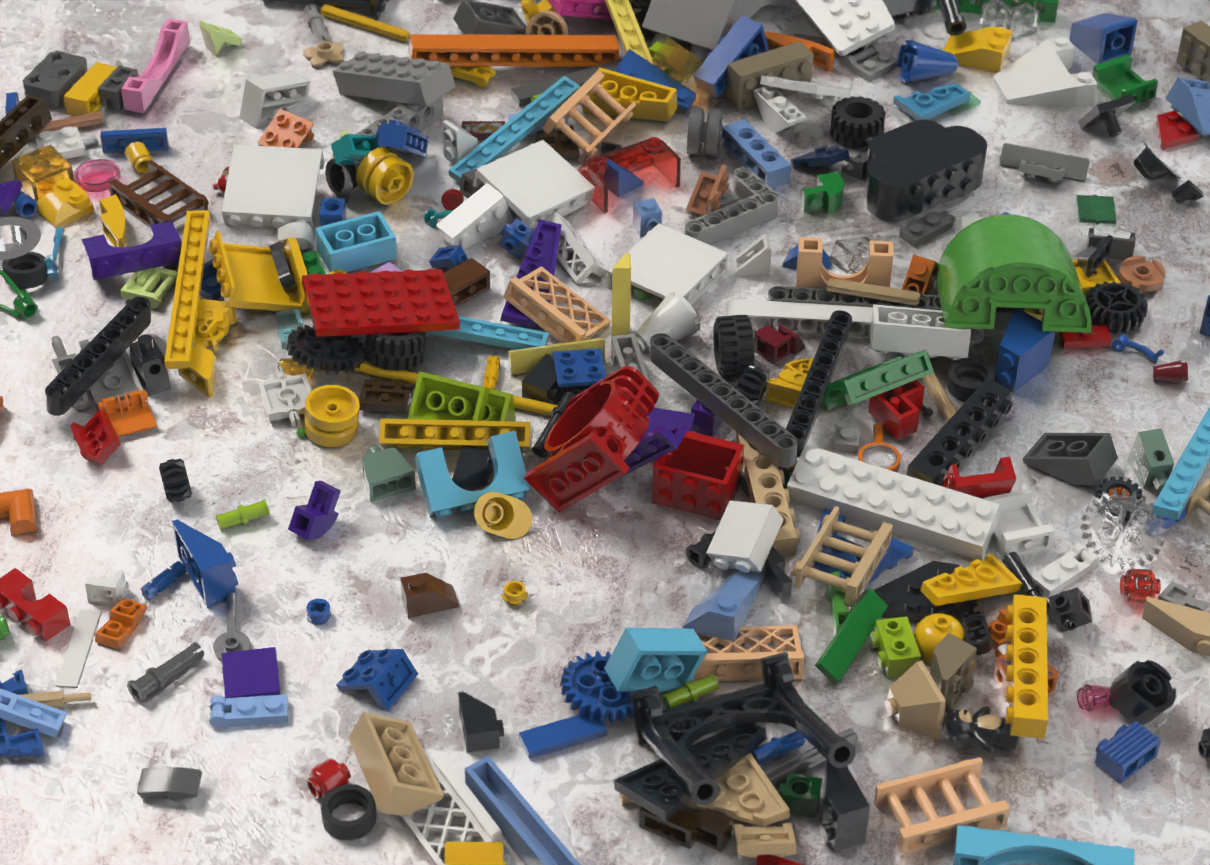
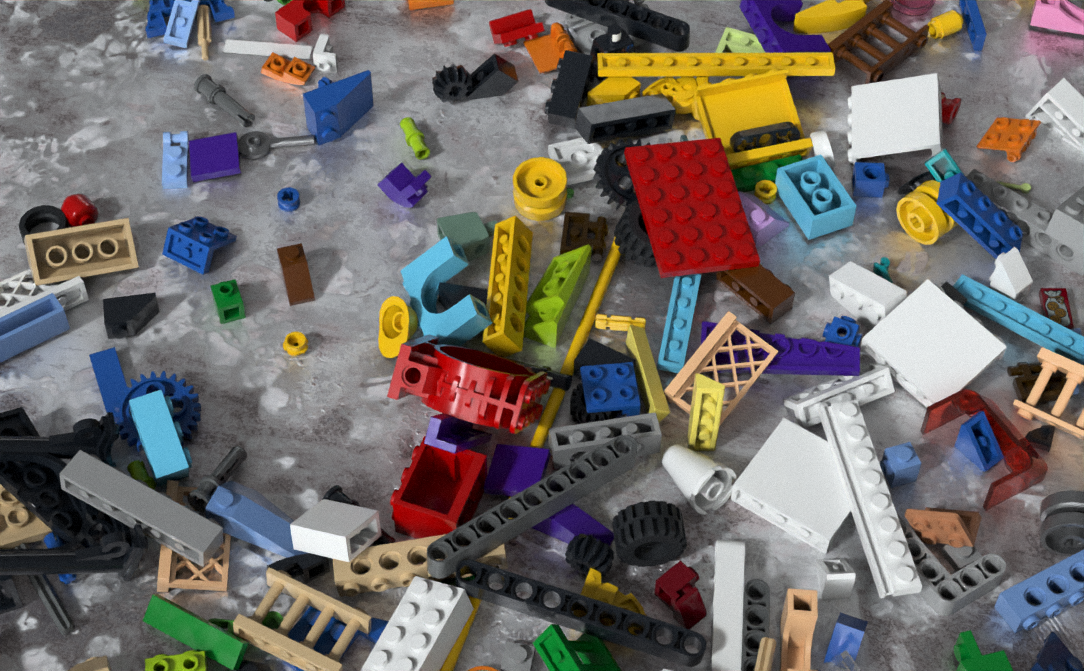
camera: 90 degrees right, 10 degrees up
(165, 448) = (492, 78): none -> black slope
(174, 782) = (95, 112): dark grey slope -> none
(196, 394) = (570, 88): none -> black wedge
(246, 354) = (624, 118): none -> black brick
(448, 257) = (805, 282): blue bracket -> none
(452, 199) = (911, 280): red plate -> none
(461, 644) = (228, 301): none -> green brick
(686, 227) = (869, 500): none -> white plate
(706, 631) = (219, 476): none -> dark grey pin
(737, 664) = (137, 504): none -> light grey brick

